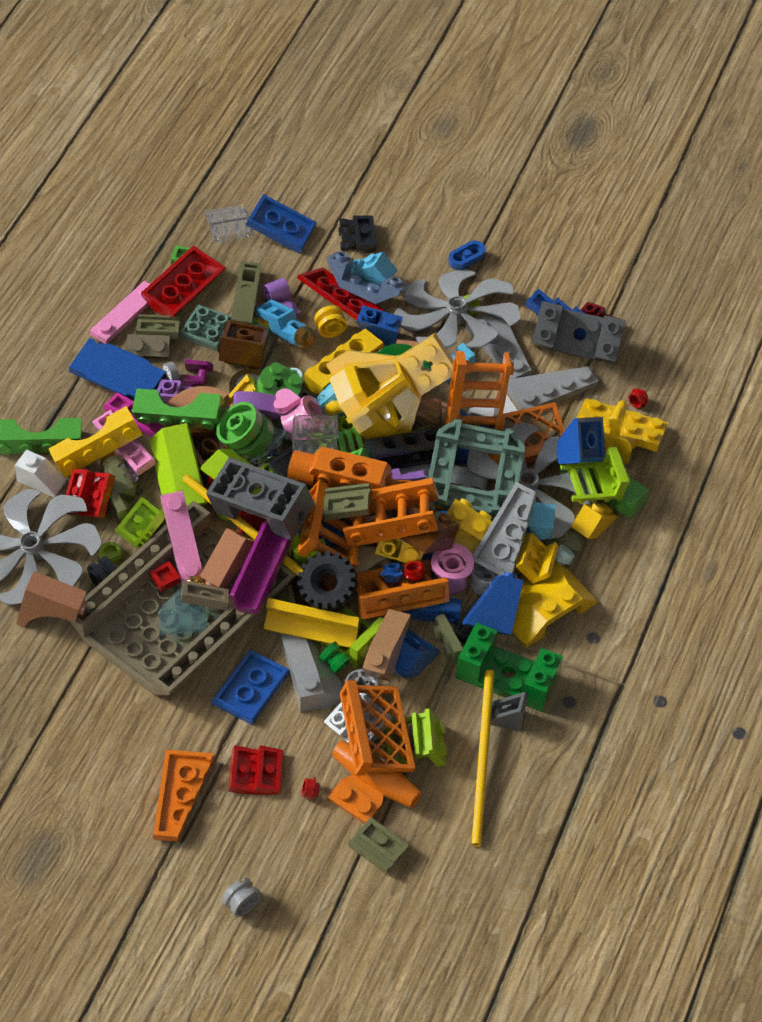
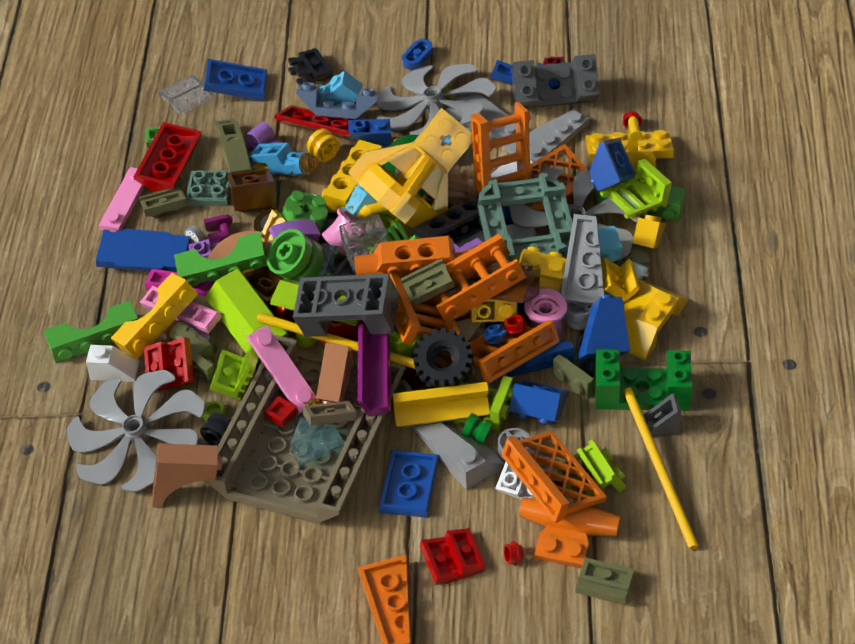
camera: 15 degrees left, 5 degrees down
(148, 345) = (162, 219): dark tan plate -> none
(286, 401) = (321, 219): bright pink tile -> none
(386, 645) = (525, 397): medium nougat slope -> none

